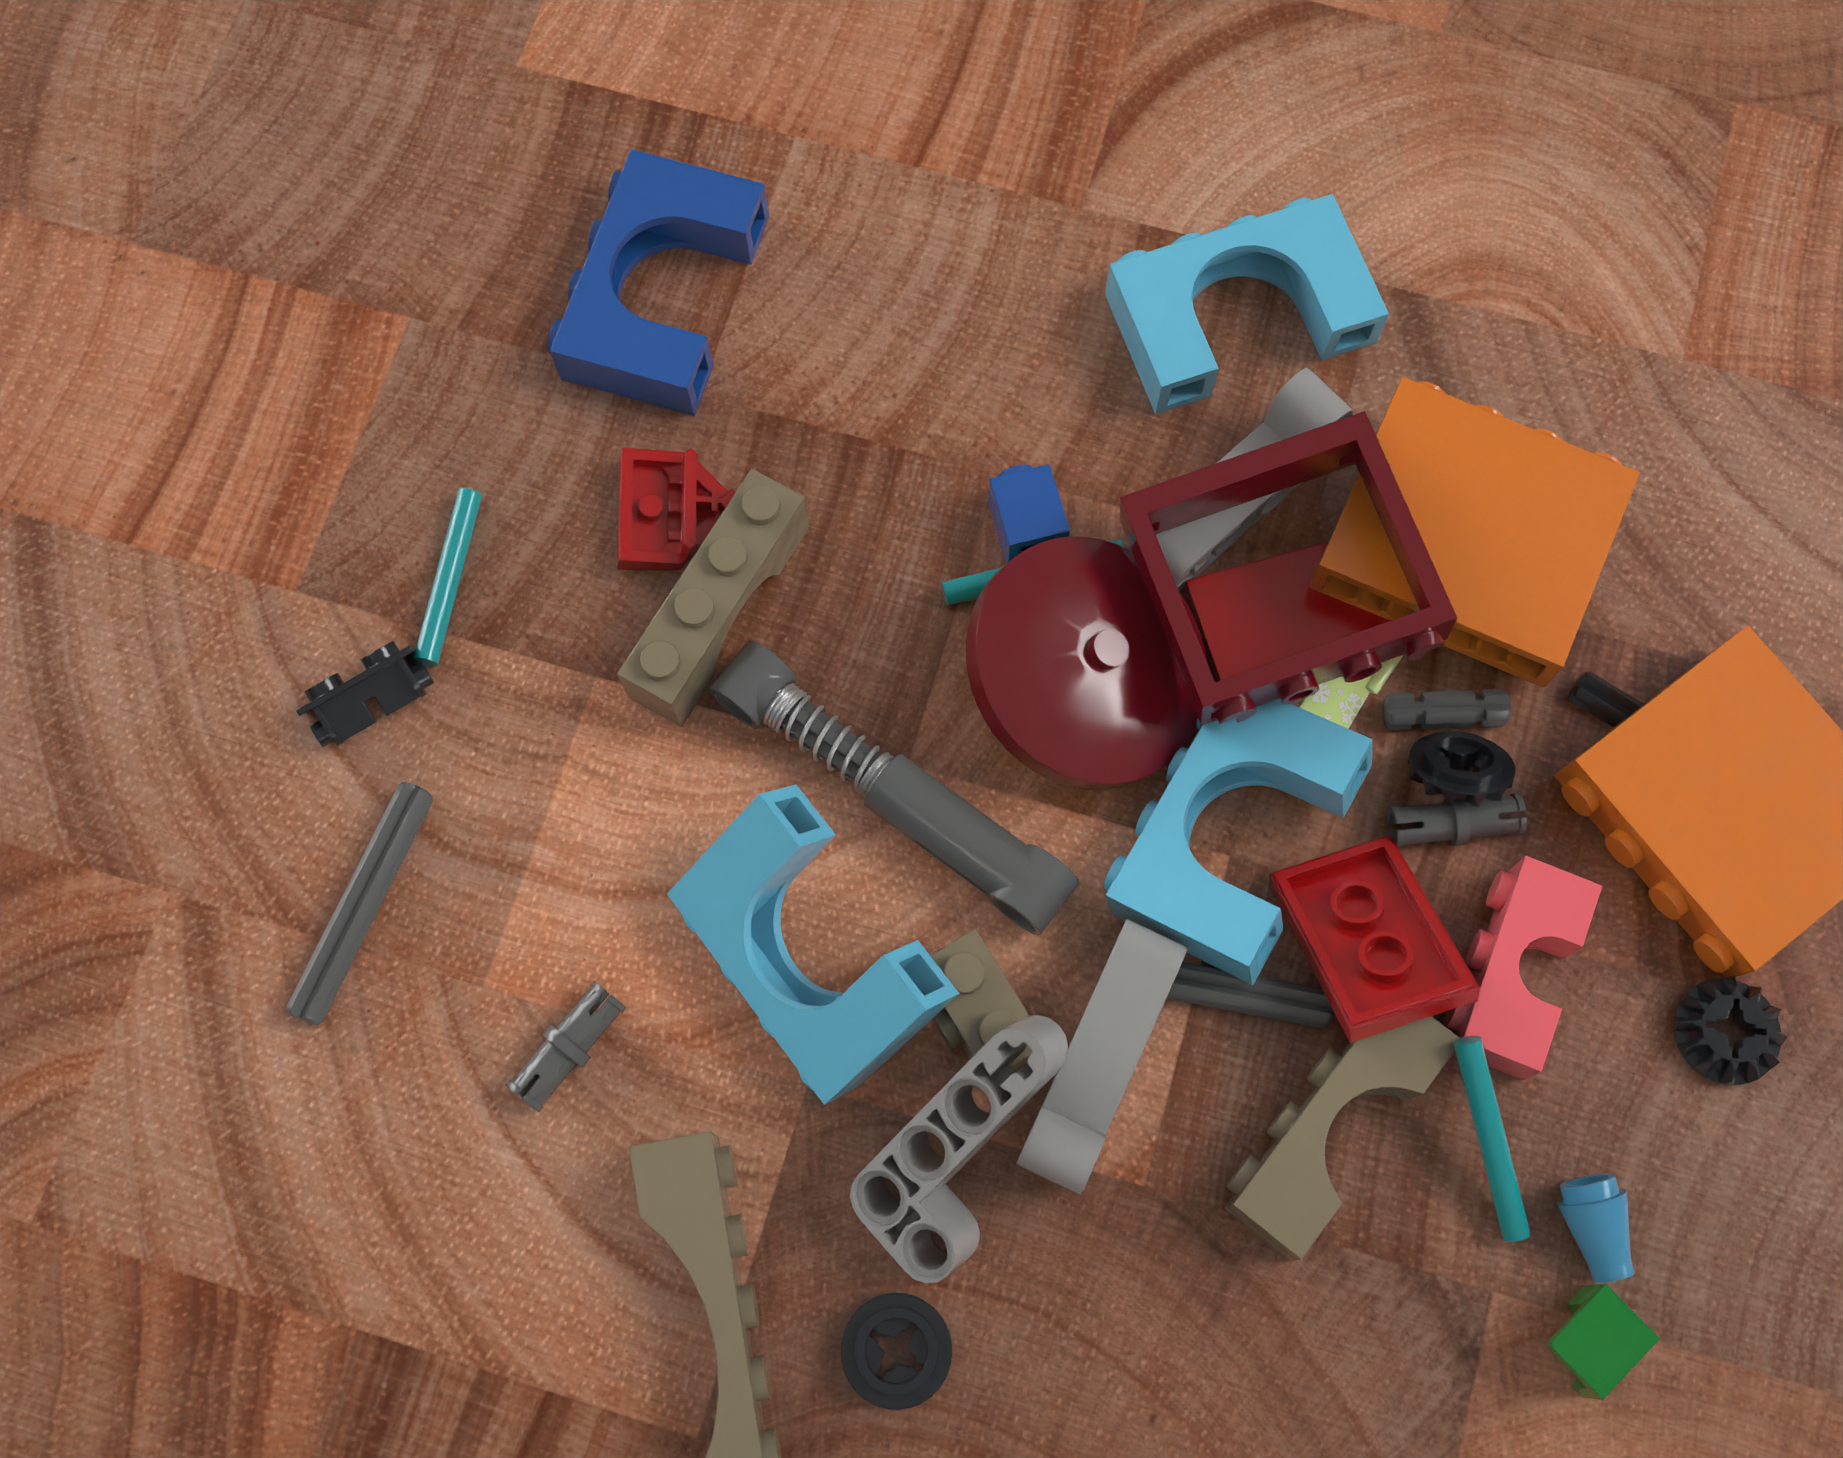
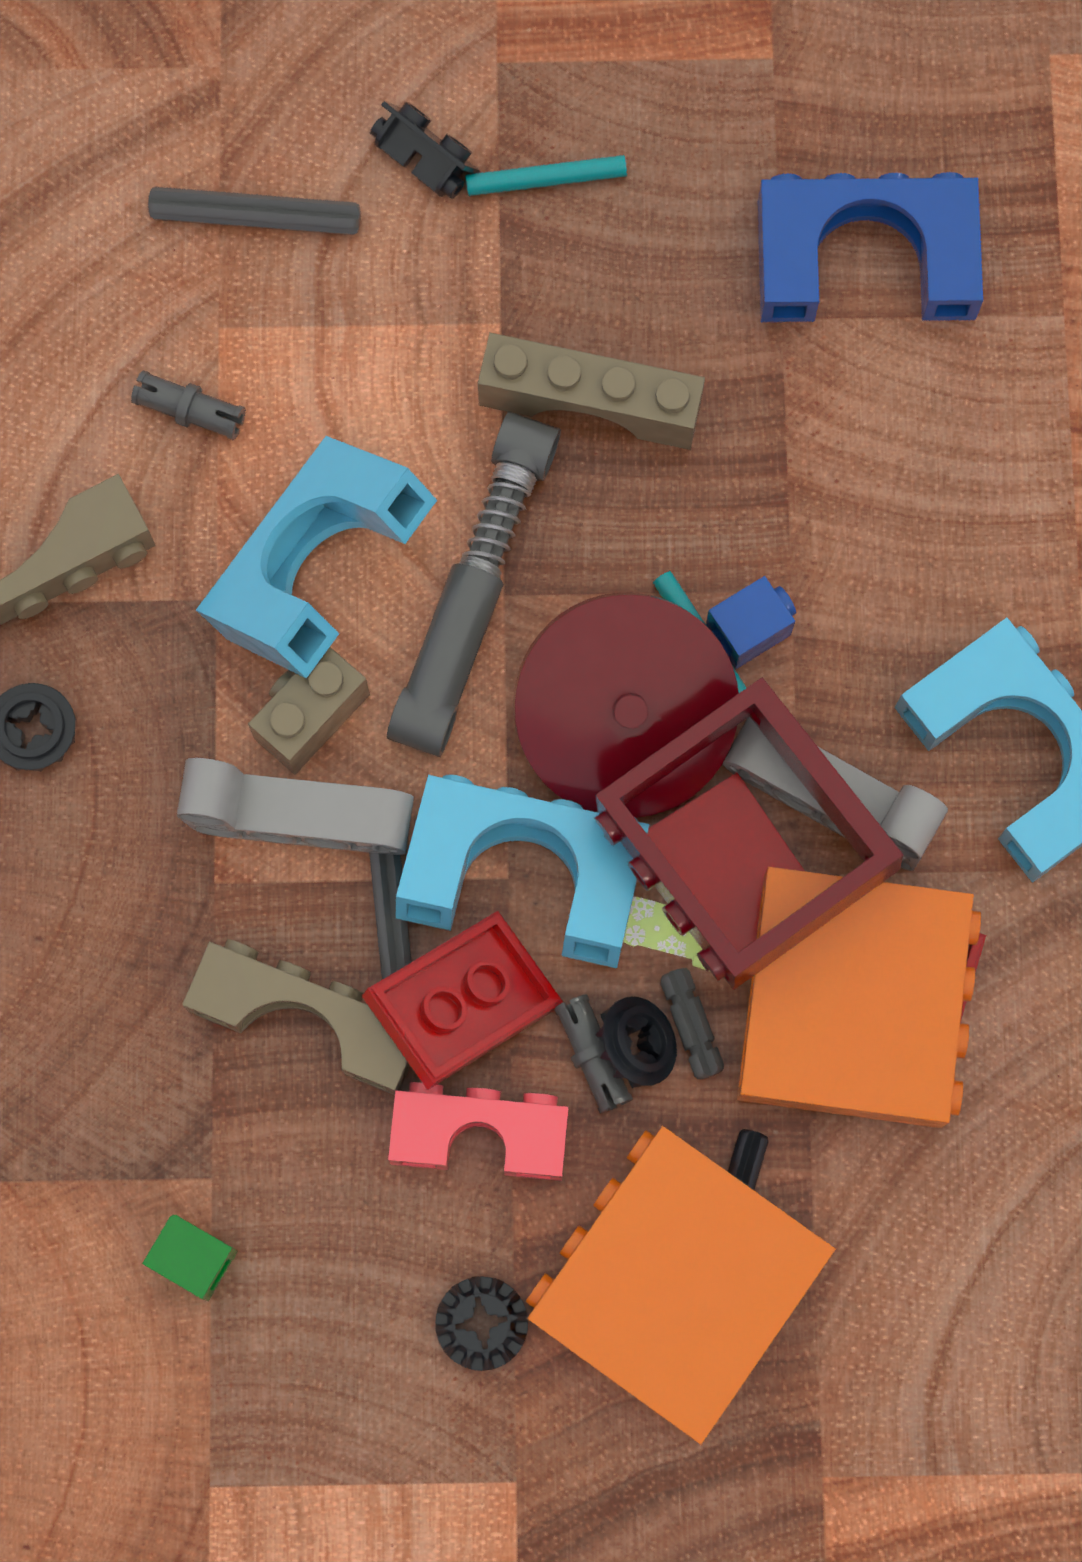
camera: 70 degrees right, 5 degrees up
(664, 508) = (663, 324): red slope -> none
(963, 1129) = (154, 691): light grey beam -> none
(1492, 1138) = (326, 1137): teal bar -> none
(1600, 1224) = (285, 1244): dark azure cone -> none

